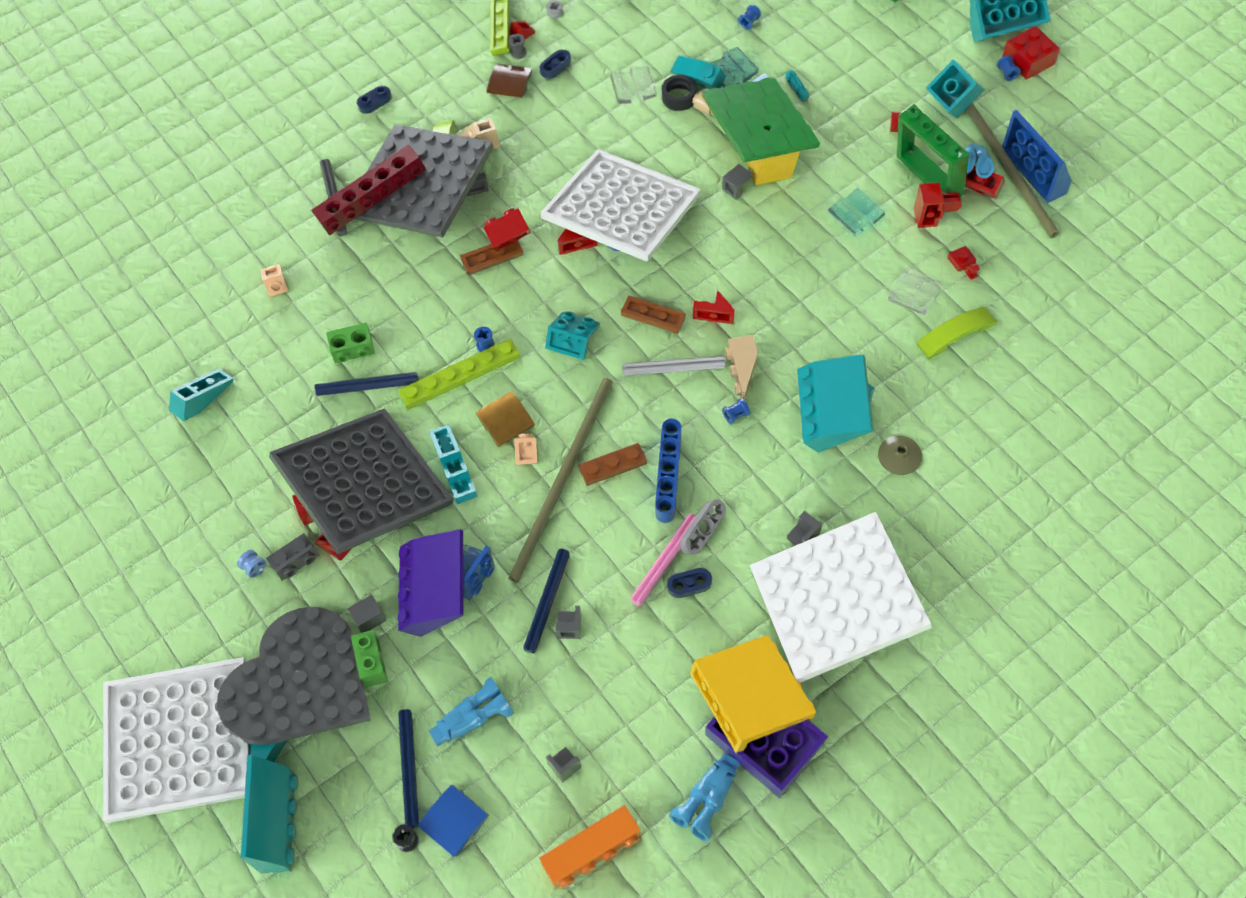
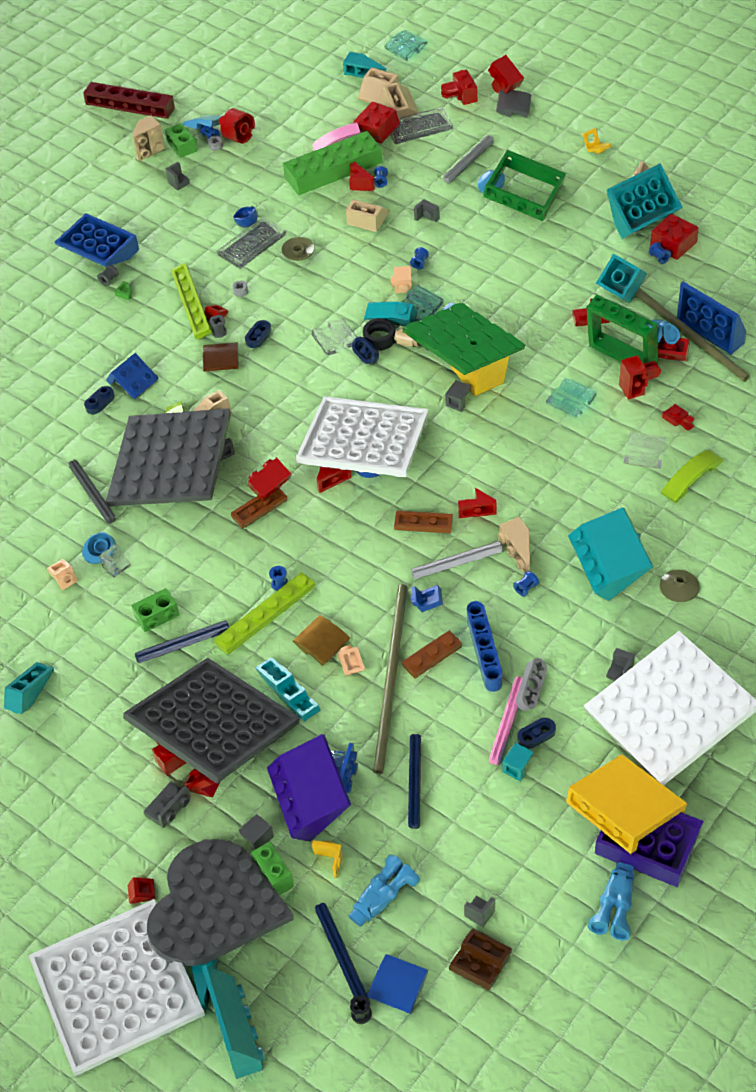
camera: 15 degrees left, 10 degrees down
(237, 642) = (141, 890): none -> red slope
(251, 563) = (131, 818): medium blue wheel -> none
(318, 261) = (97, 545): none -> dark azure hat
(329, 278) = (114, 561): none -> clear panel
(368, 189) = (128, 475): dark red brick -> none
(414, 81) = (133, 376): none -> blue bracket
(436, 653) = (329, 849): none -> yellow bracket
(546, 818) = (480, 959): none -> reddish brown slope
(569, 624) = (442, 795): dark grey panel -> none
(571, 334) = (356, 556): teal bracket -> none
(590, 847) = (528, 971): orange brick -> none
(627, 401) = (427, 598): none -> blue bracket
(657, 608) = (516, 760): none -> teal panel
(658, 108) = (365, 350): none -> dark blue plate
(723, 36) = (401, 279): none -> light nougat brick
(797, 85) = (481, 305): teal axle -> none

